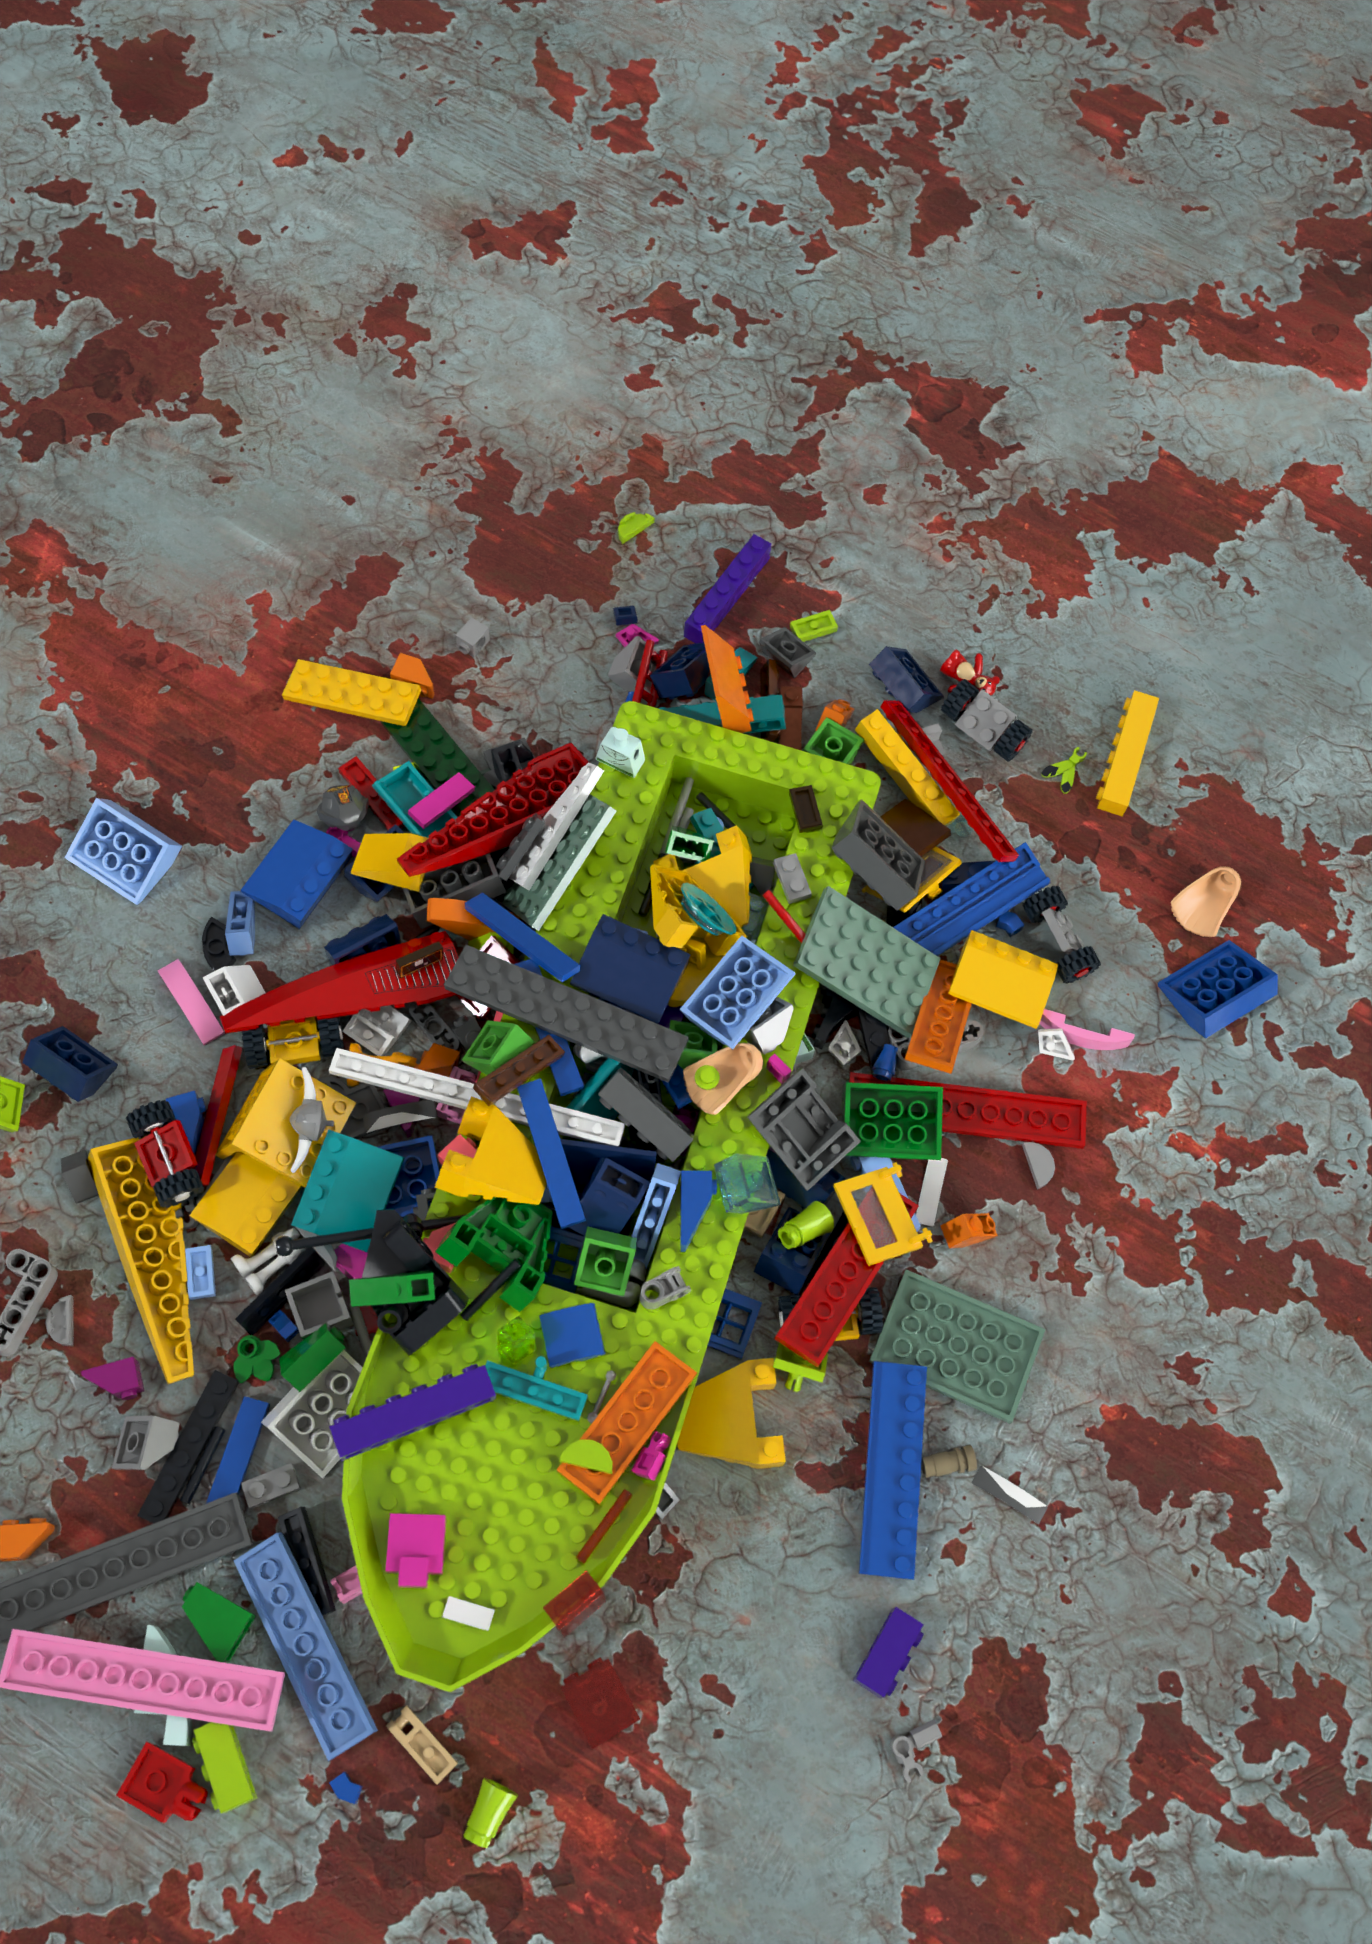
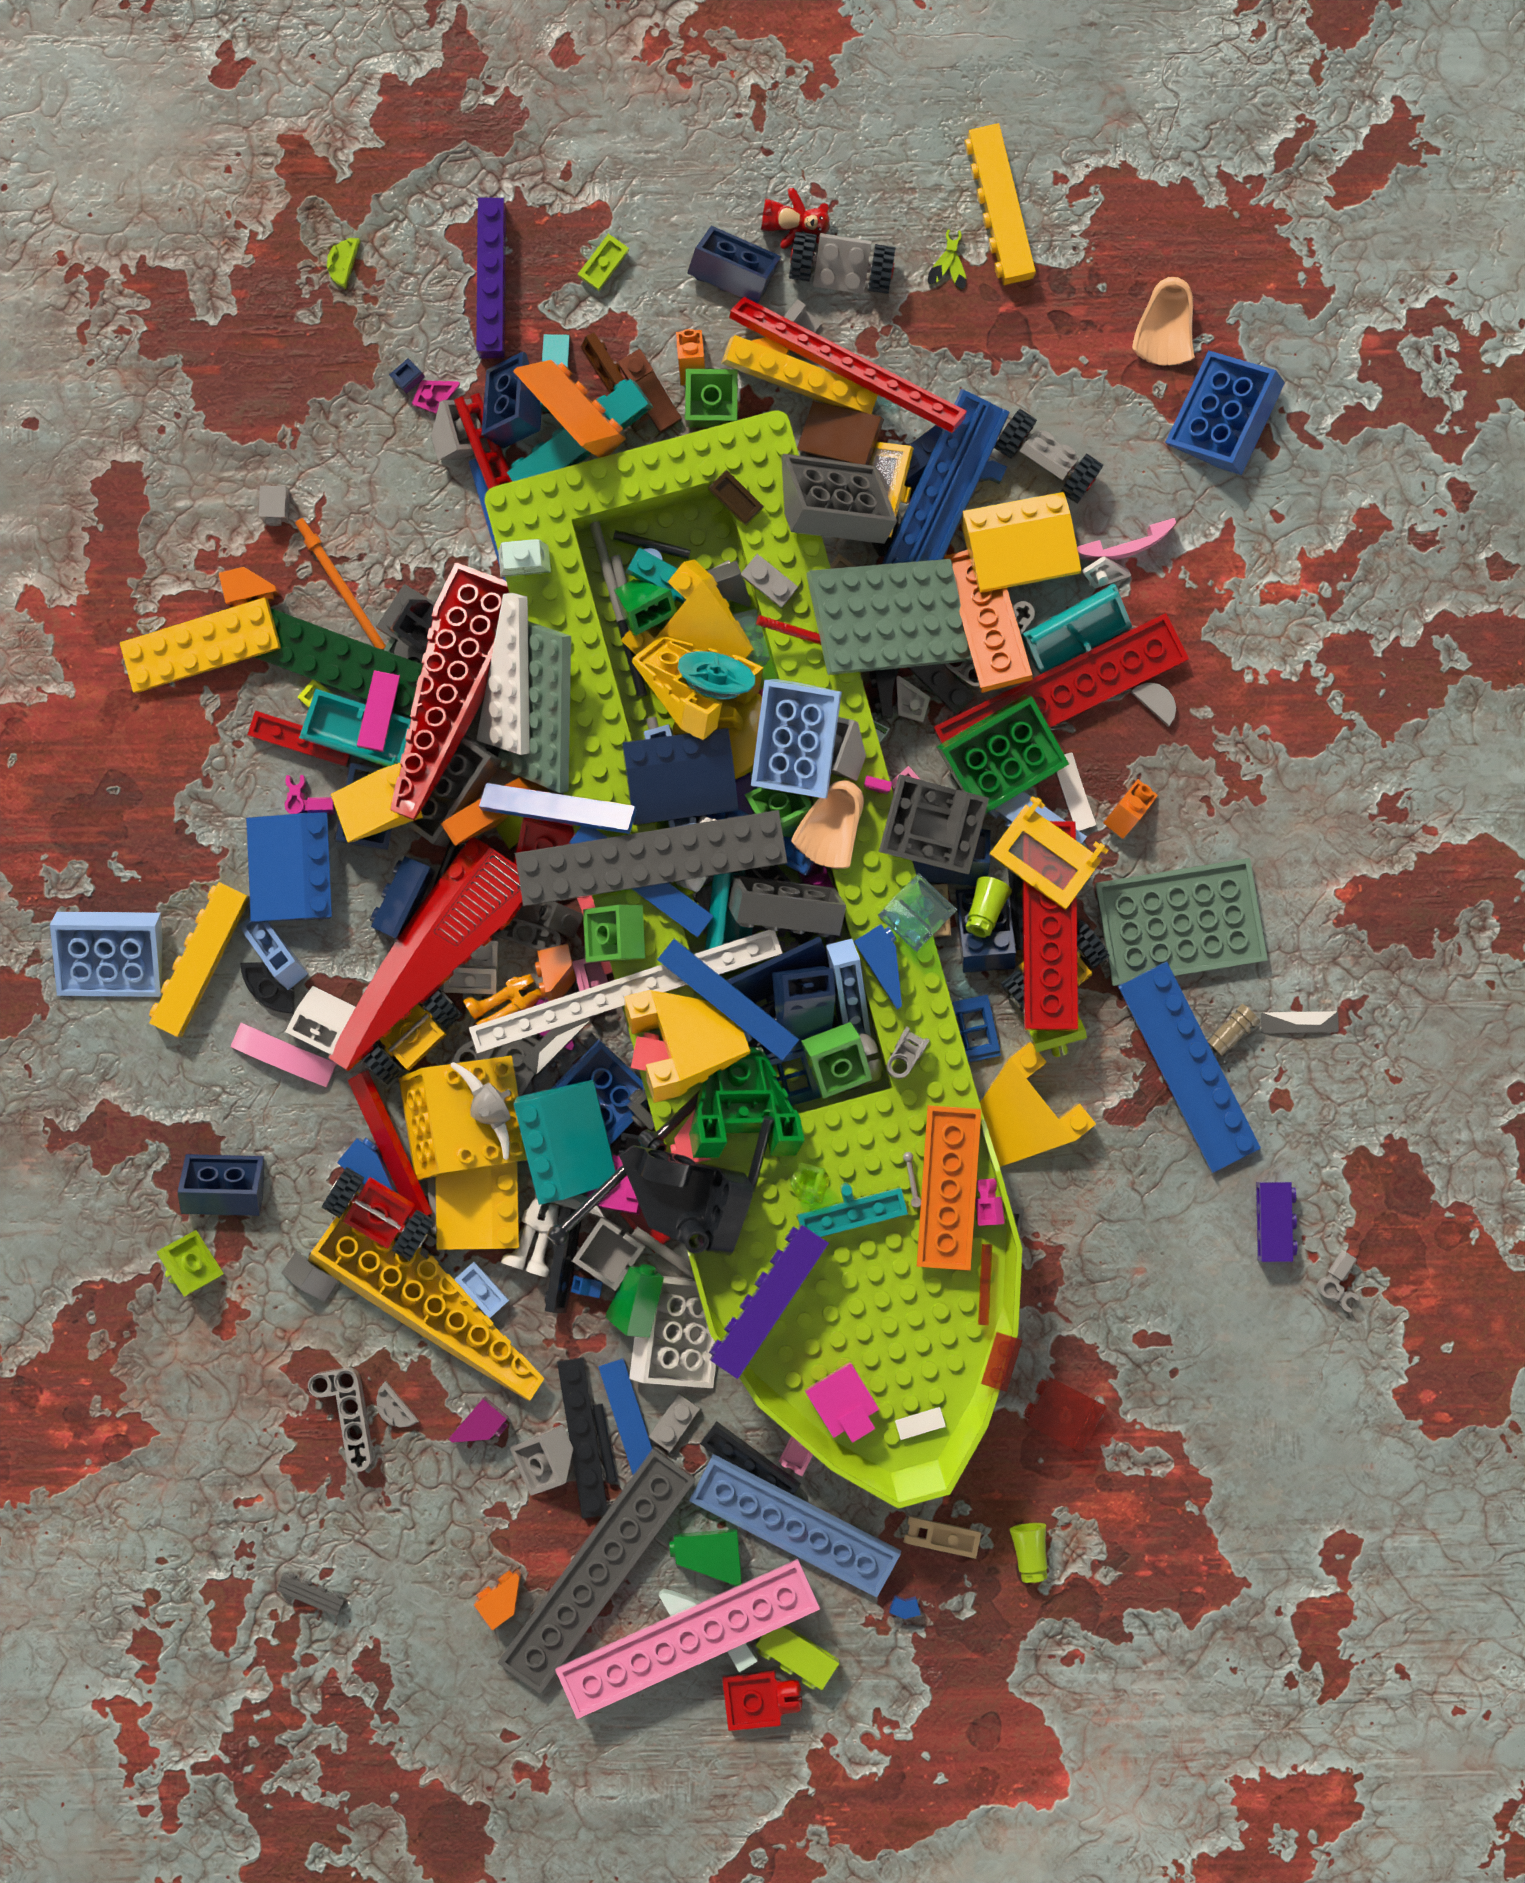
camera: 25 degrees left, 20 degrees up
(182, 895) = (199, 959): none -> yellow brick
(256, 1363) = (587, 1332): green plate -> none
(343, 807) = (284, 774): dark grey helmet -> none
(392, 1289) = (682, 1213): green slope -> none
(419, 959) = (475, 888): dark brown tile -> none
(481, 679) = (314, 543): none -> orange bar
(518, 1070) = (649, 944): reddish brown tile -> none
(519, 846) = (488, 717): dark grey wing -> none
(572, 1334) = (852, 1145): blue slope -> none
(588, 1455) = (936, 1238): lime tile -> none
(707, 1077) = (818, 836): lime plate -> none
(788, 650) = (596, 310): dark grey slope -> none
(886, 1063) = (963, 700): blue cone -> none
(1008, 1068) = (1077, 629): none -> teal container

